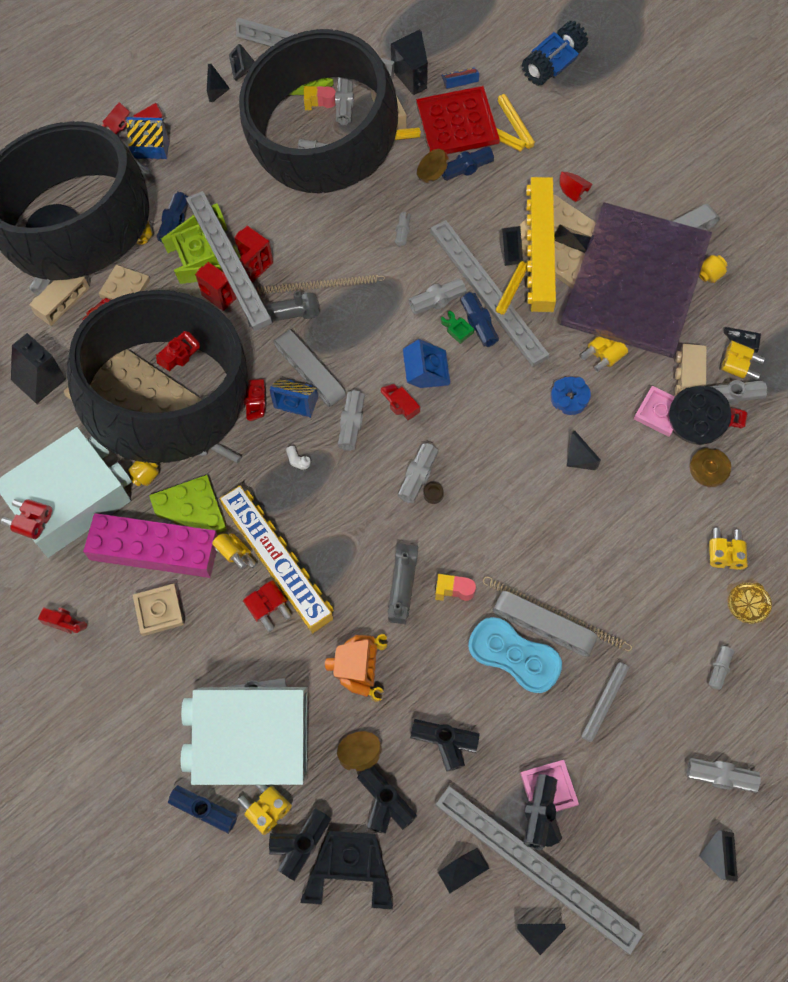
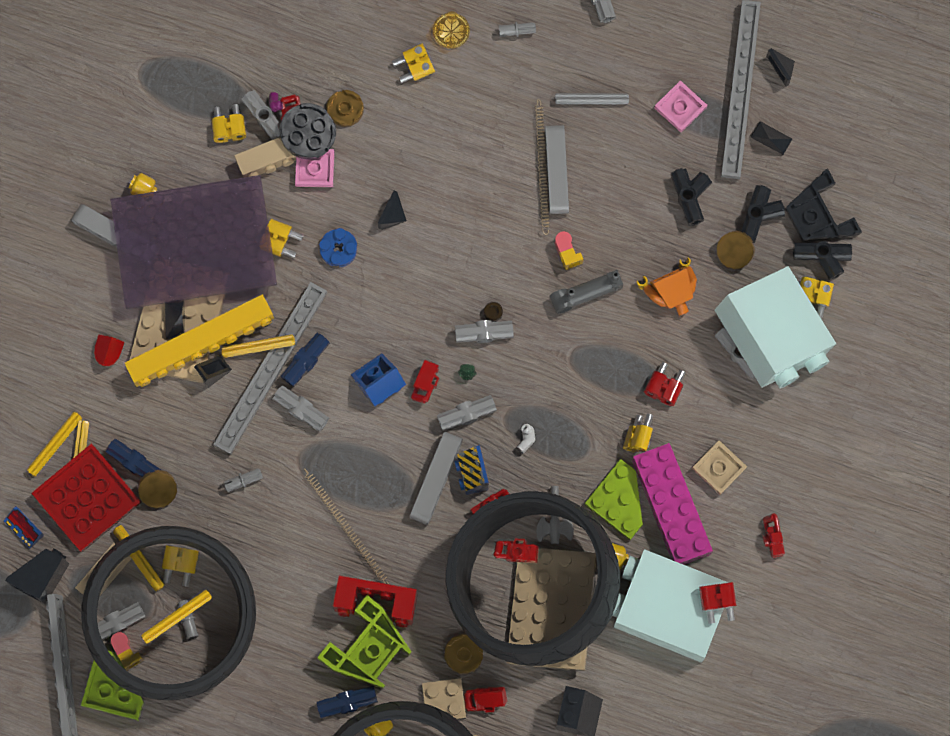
camera: 120 degrees left, 10 degrees up
(215, 815) = (842, 325): dark blue piece -> none
(229, 261) = (381, 597): light grey plate -> none
(276, 559) = (623, 402): brick -> none
(301, 306) = (391, 536): dark grey piece -> none
(303, 92) = (176, 616): none -> yellow axle
(388, 439) = (467, 372): none -> clear green plate
(458, 329) = (324, 372): green plate -> none
(530, 663) = (595, 165): medium azure plate -> none
(541, 815) = (705, 98): black piece -> none
(742, 403) = (275, 104): none -> magenta arm
(743, 337) = (202, 132): black tile -> none

